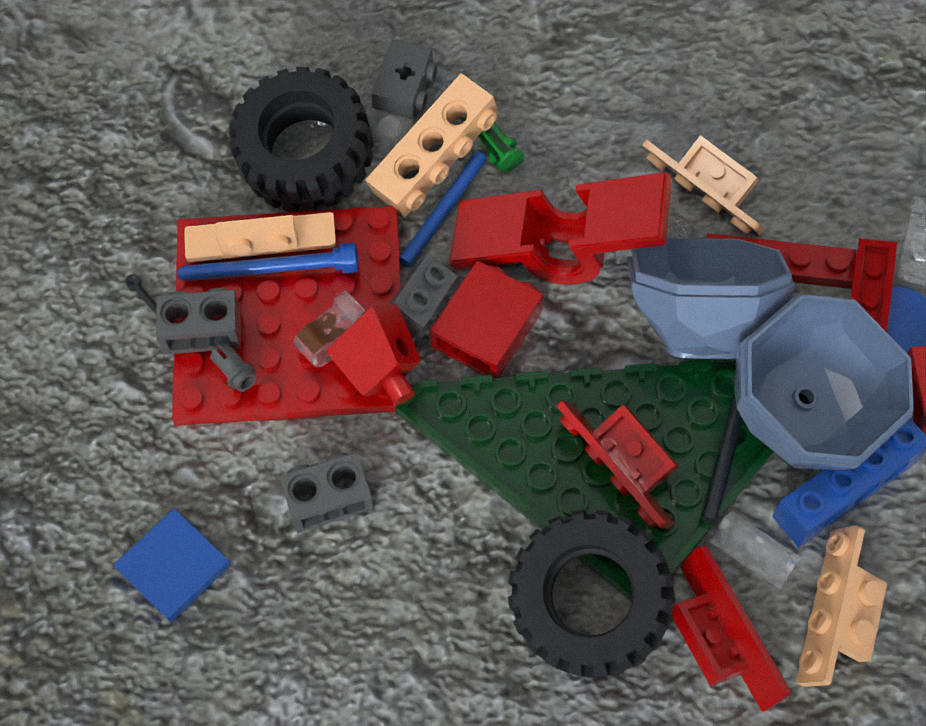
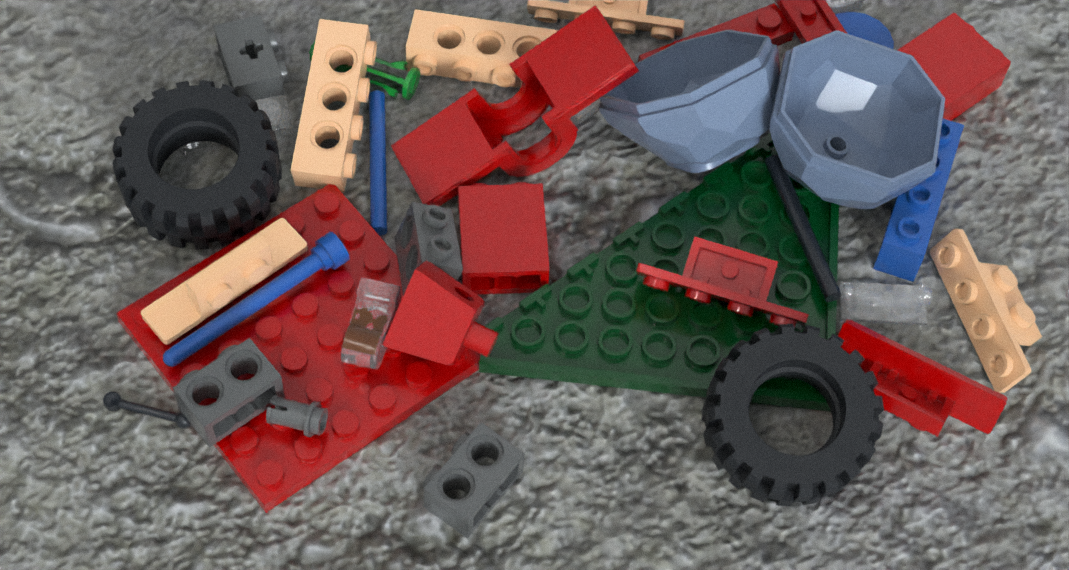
camera: 40 degrees left, 5 degrees down
(579, 150) = (469, 47): none -> light nougat brick

